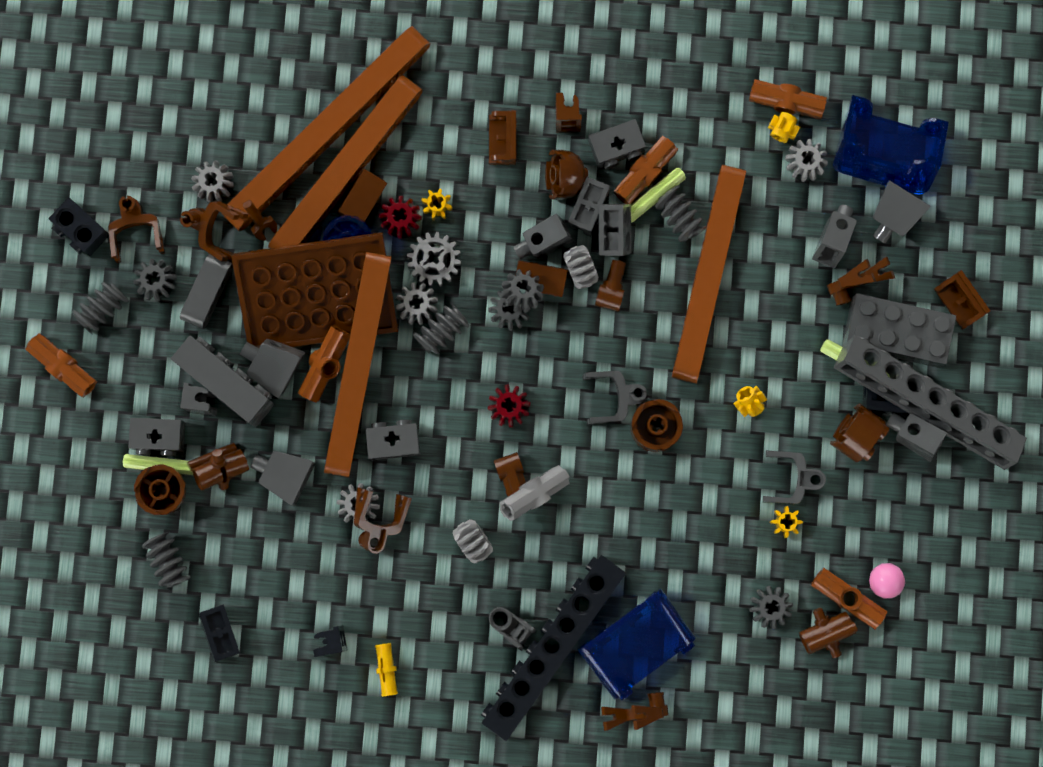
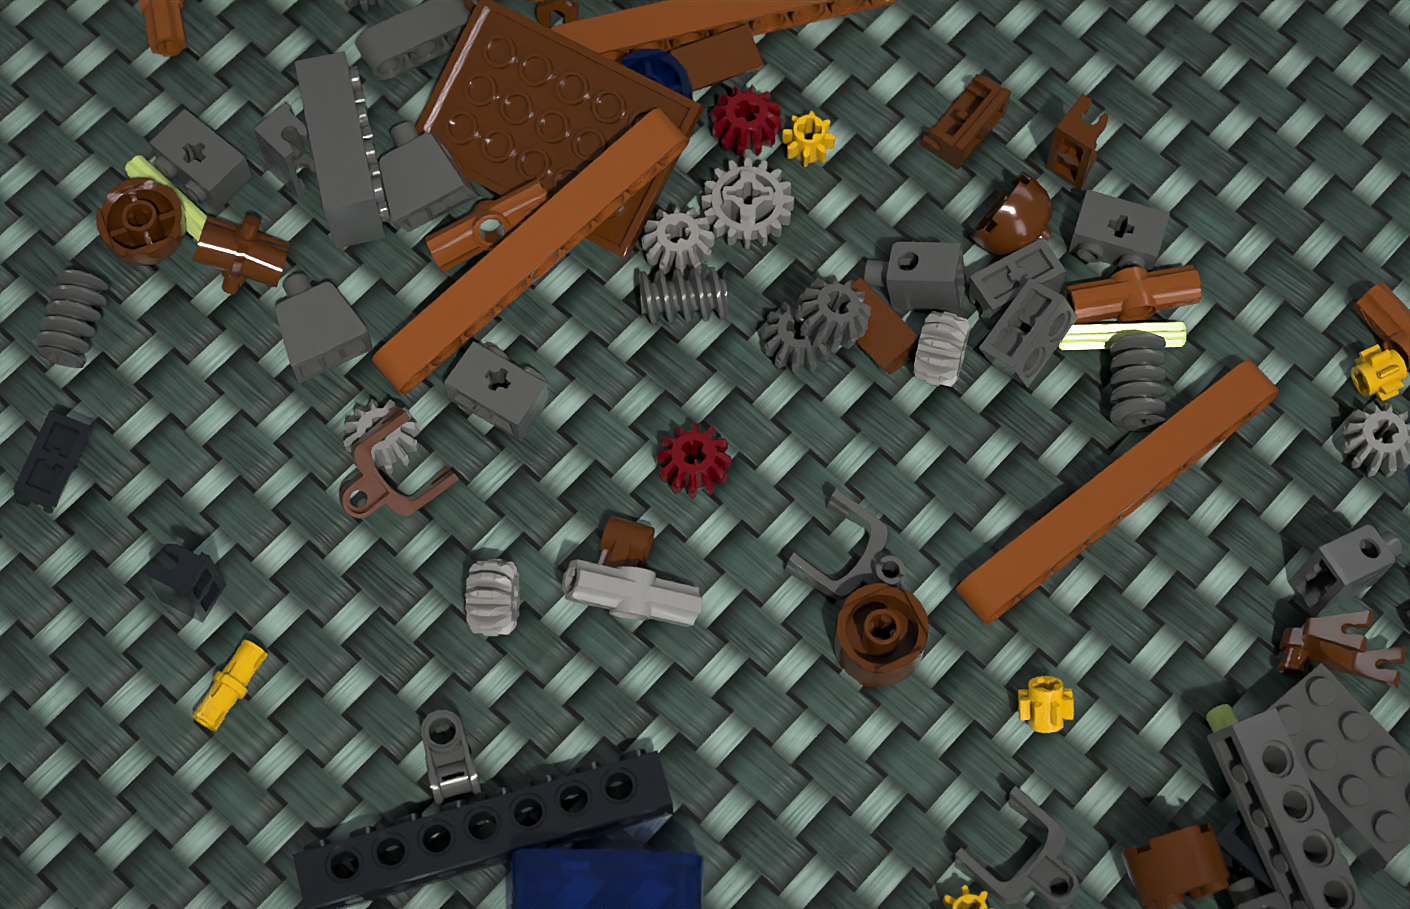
camera: 35 degrees right, 15 degrees down
(611, 292) = (958, 417): reddish brown pin -> none

